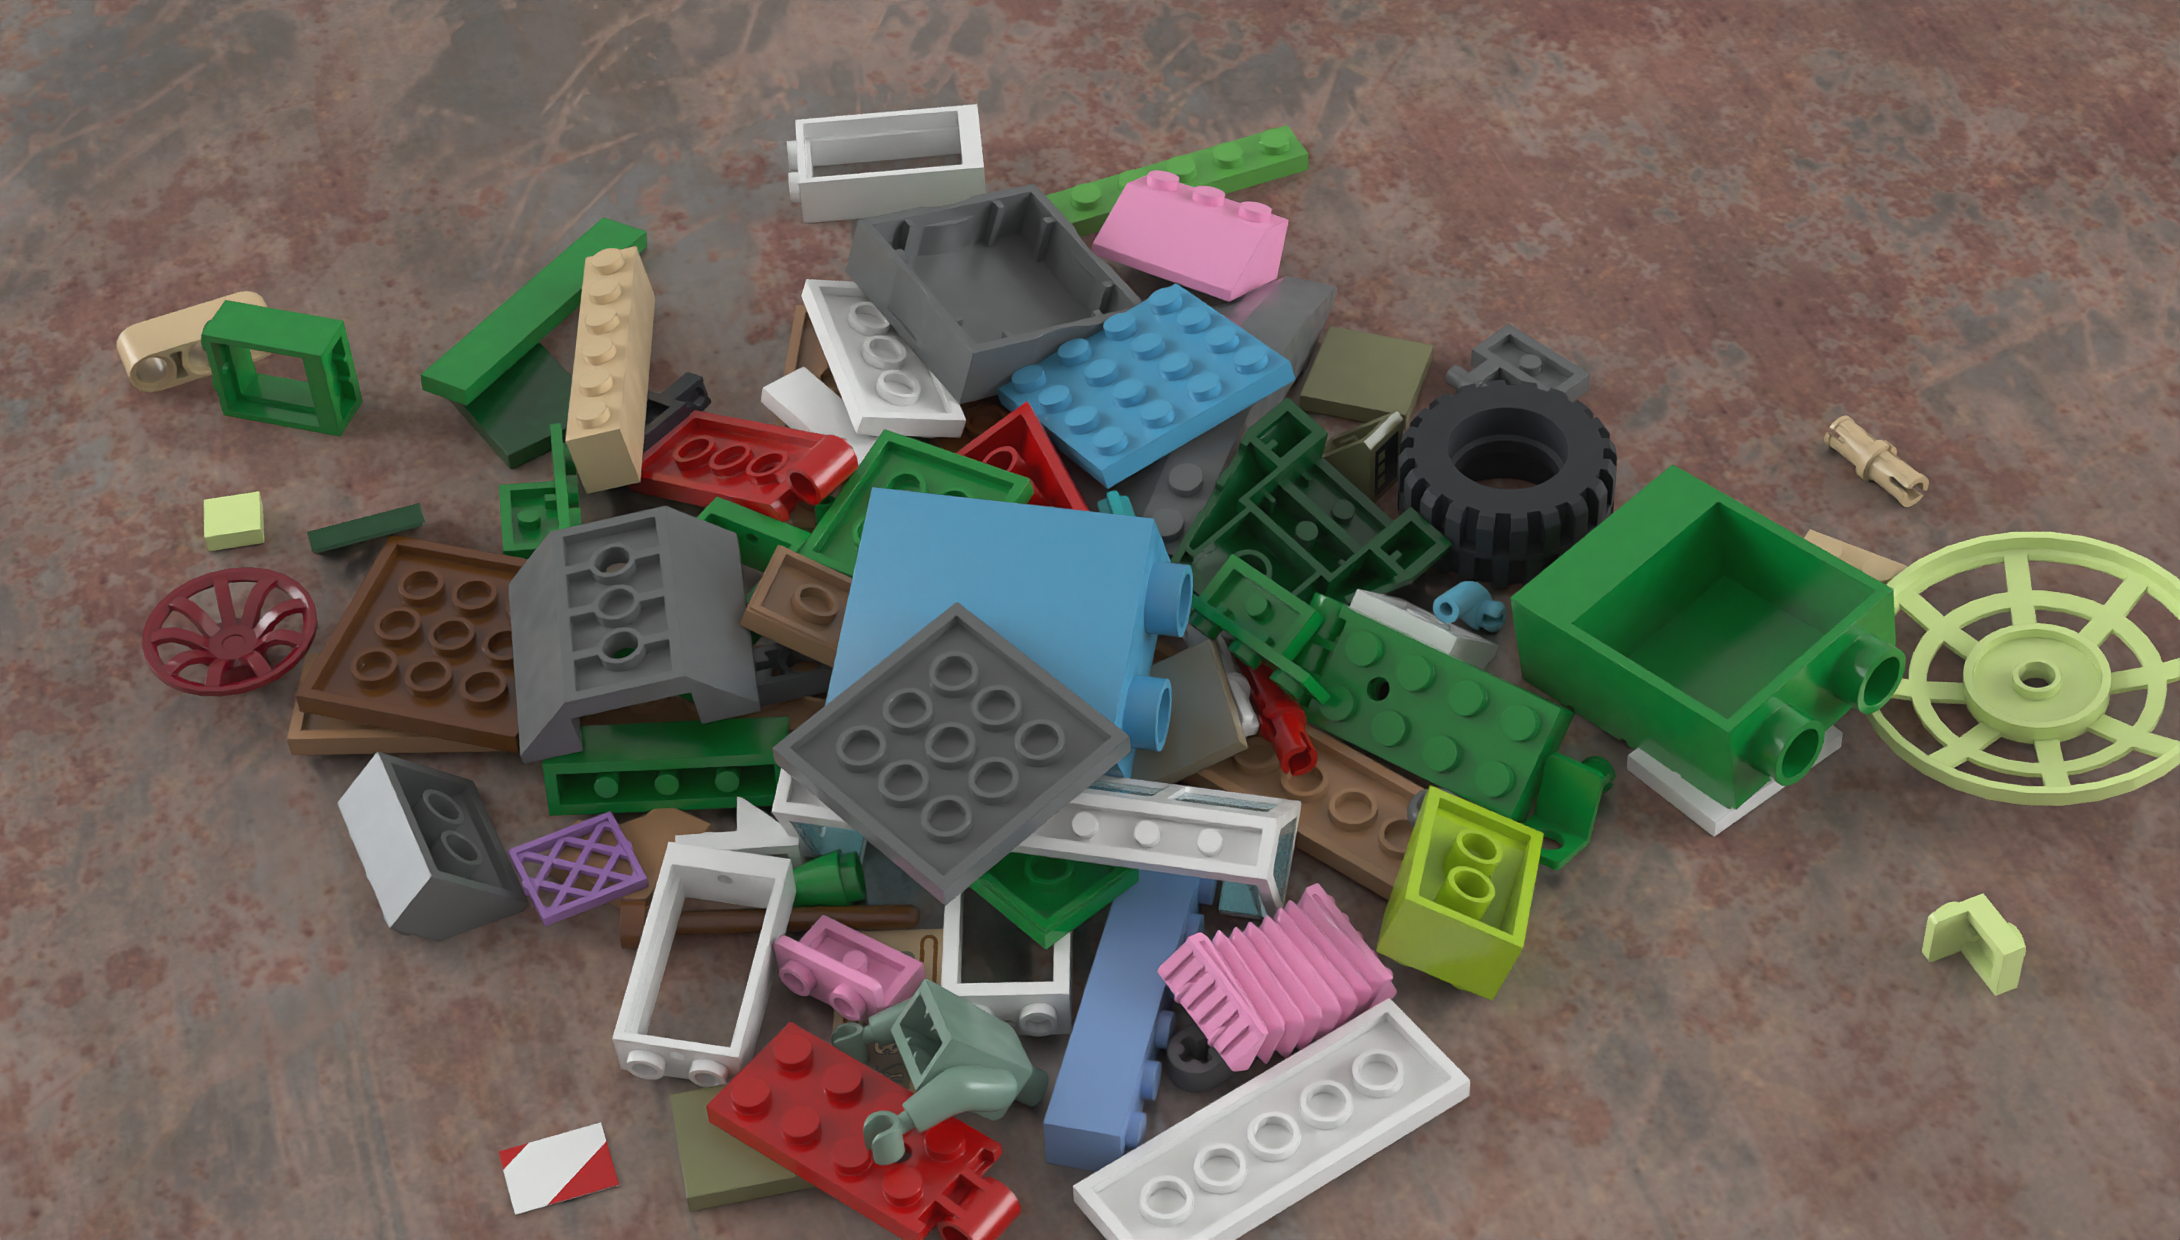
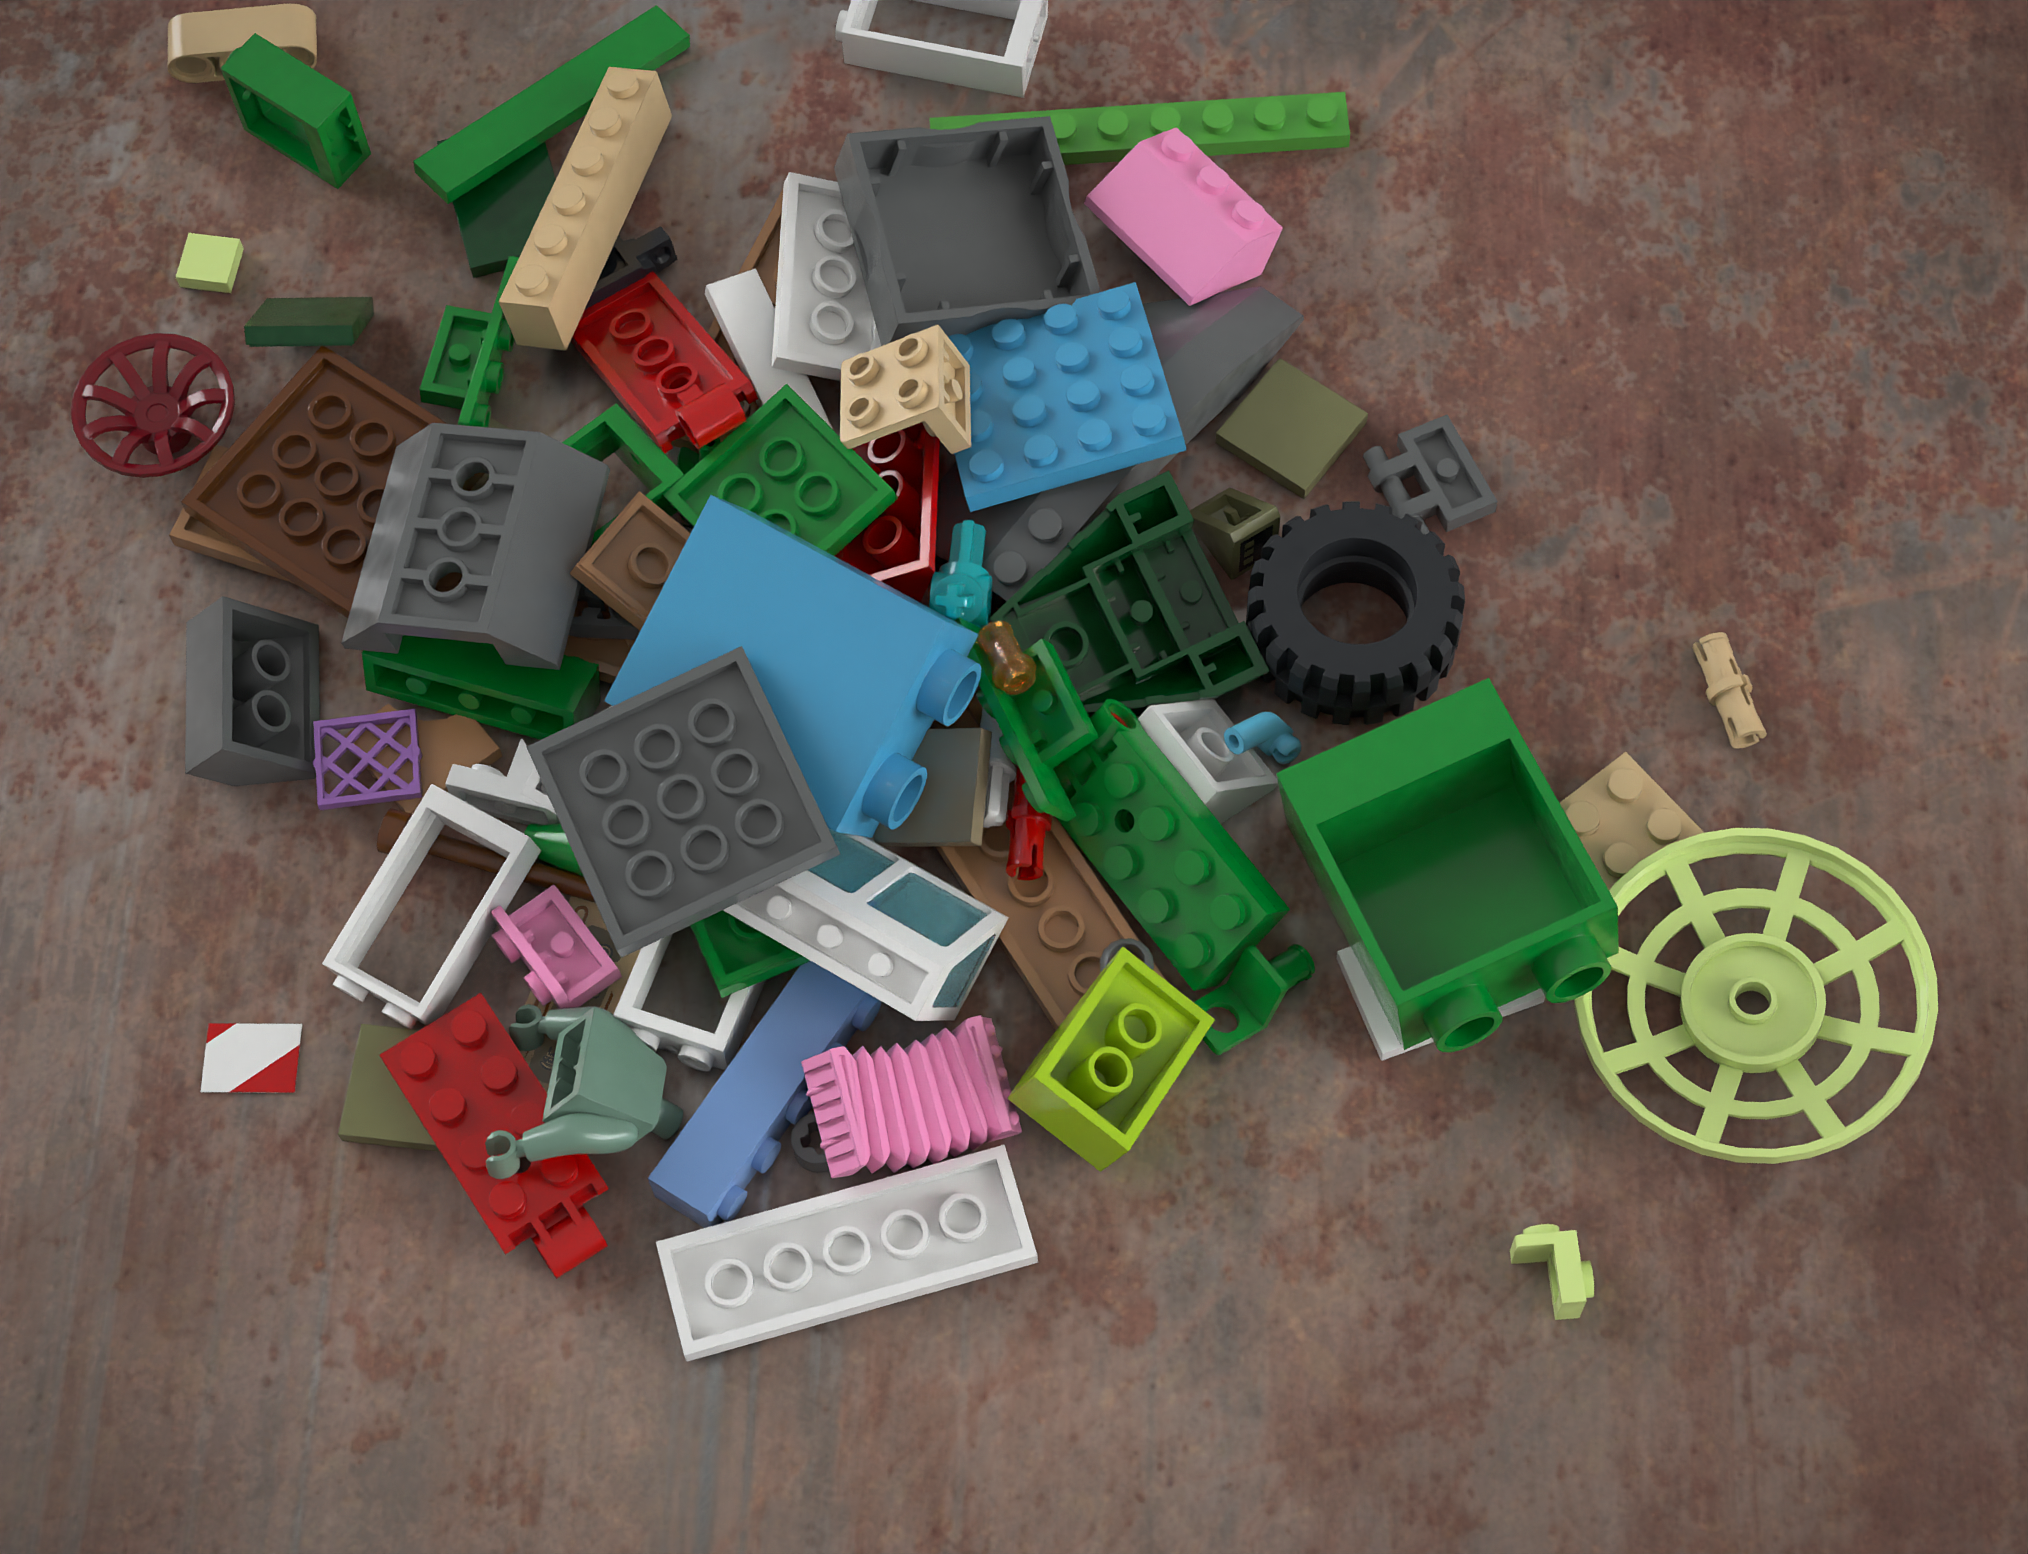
camera: 20 degrees right, 20 degrees up
(999, 396) = (904, 385): none -> tan bracket
(1215, 582) = (1011, 667): none -> clear orange pin

